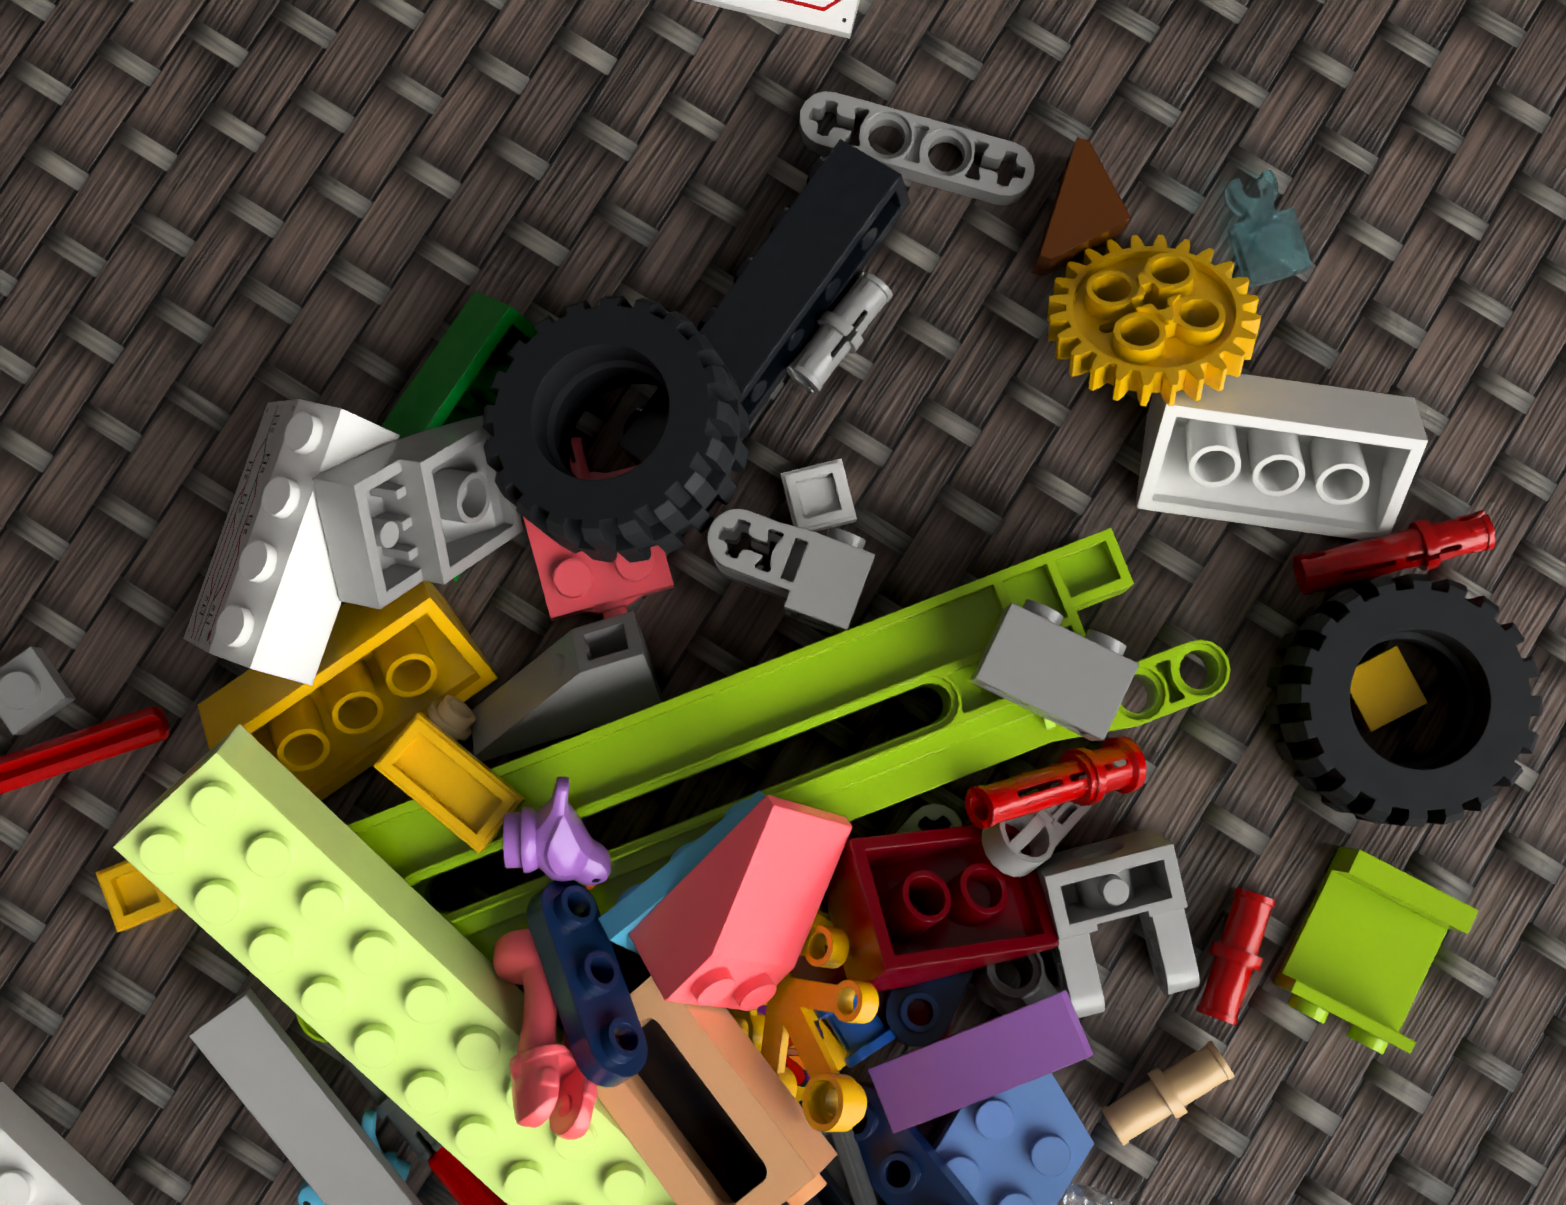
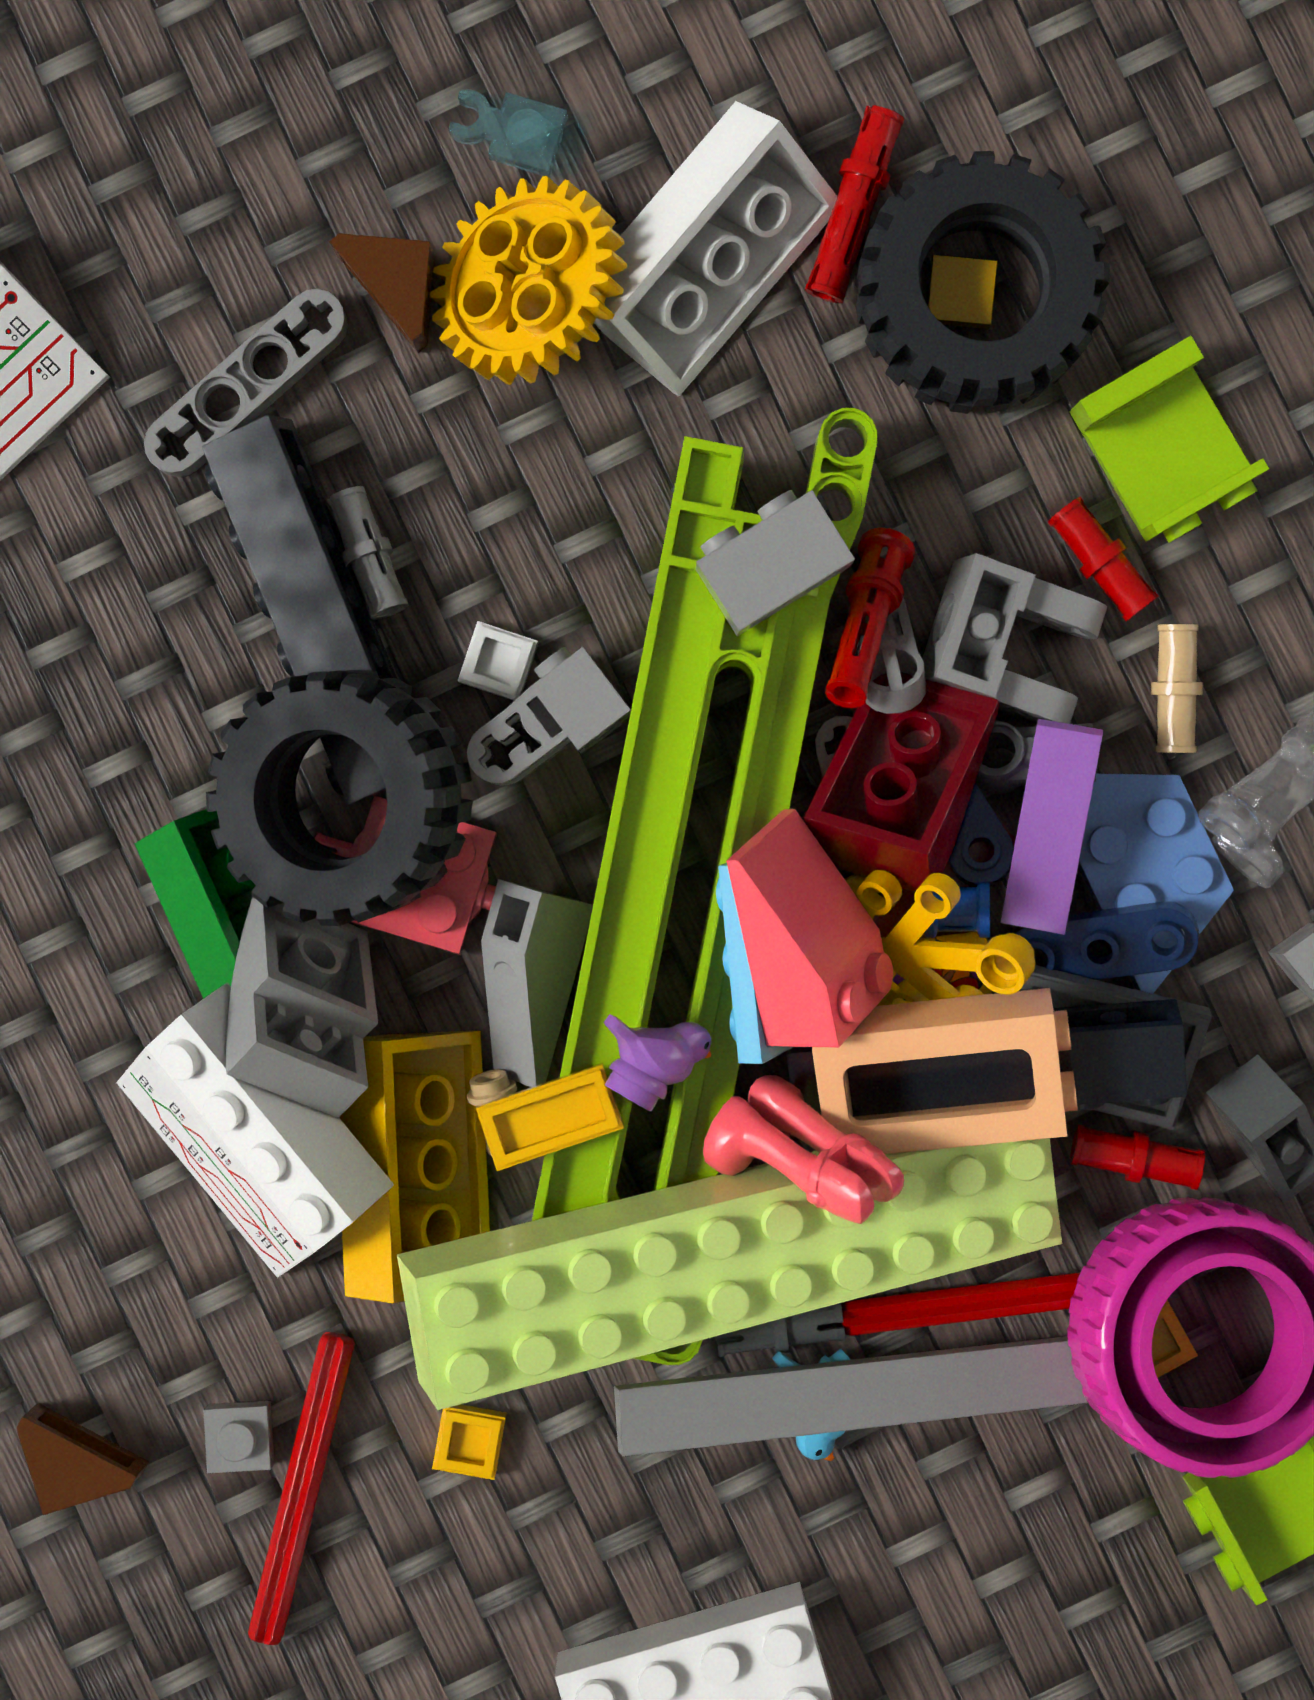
camera: 60 degrees left, 5 degrees up
(586, 984) = (784, 1103): dark blue plate -> none

